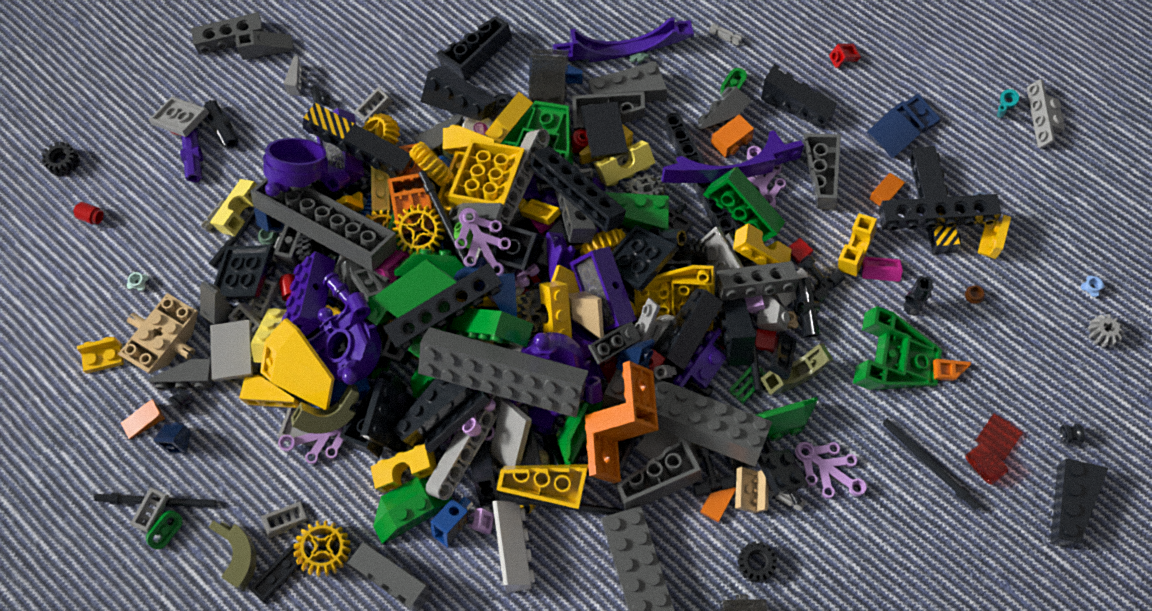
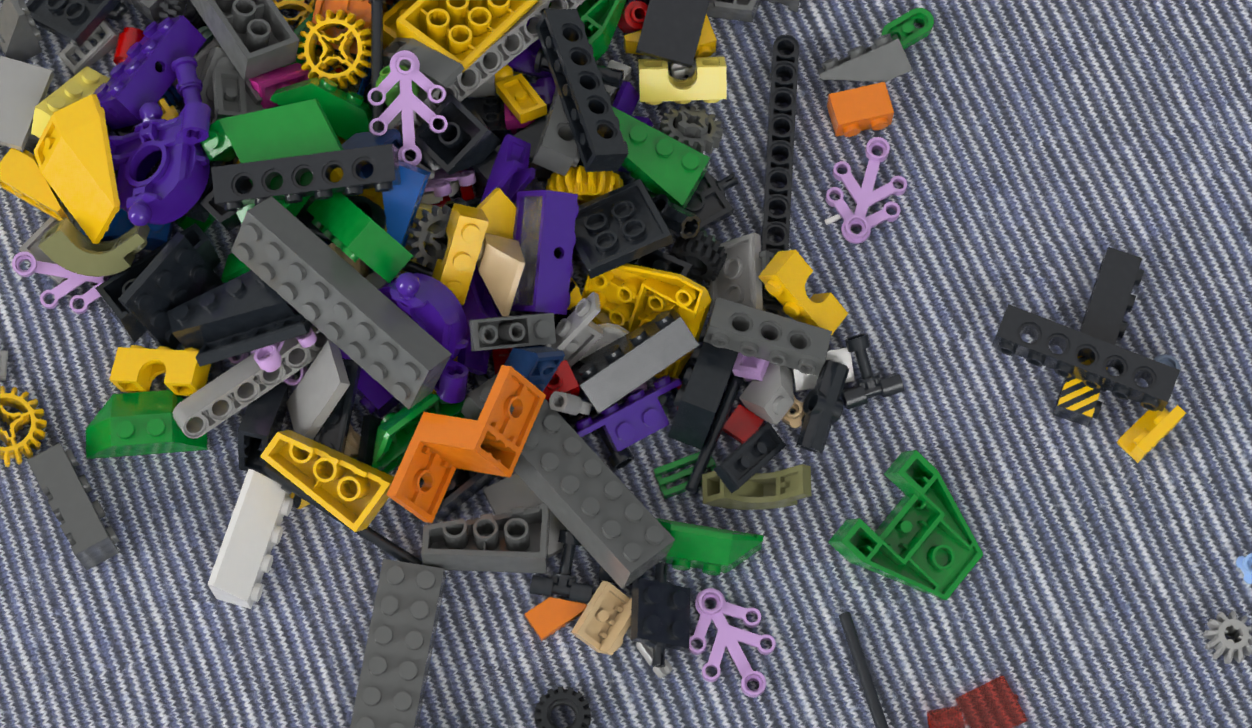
camera: 20 degrees right, 5 degrees up
(244, 308) = (56, 50): light grey slope -> none
(450, 521) = (187, 469): blue torso -> none
(482, 521) = (227, 489): lavender tile -> none
(745, 202) = (816, 219): green wedge -> none
(773, 154) = (900, 162): dark purple slope -> none
(797, 98) = (984, 96): black wedge -> none
(800, 250) = (863, 320): red tile -> none
(822, 158) = (965, 215): dark grey wedge -> none
(844, 53) = (1097, 58): red bracket -> none
(861, 238) = (963, 339): yellow arch -> none
(882, 269) = (965, 401): dark pink slope -> none
(886, 189) = (1040, 290): orange slope -> none
(893, 132) = (1096, 210): dark blue slope -> none
(918, 113) = (1145, 200): dark blue slope -> none
(918, 295) = (983, 462): black piece -> none
(949, 369) = (975, 586): orange tile -> none
(974, 294) = (1075, 499): reddish brown plate -> none

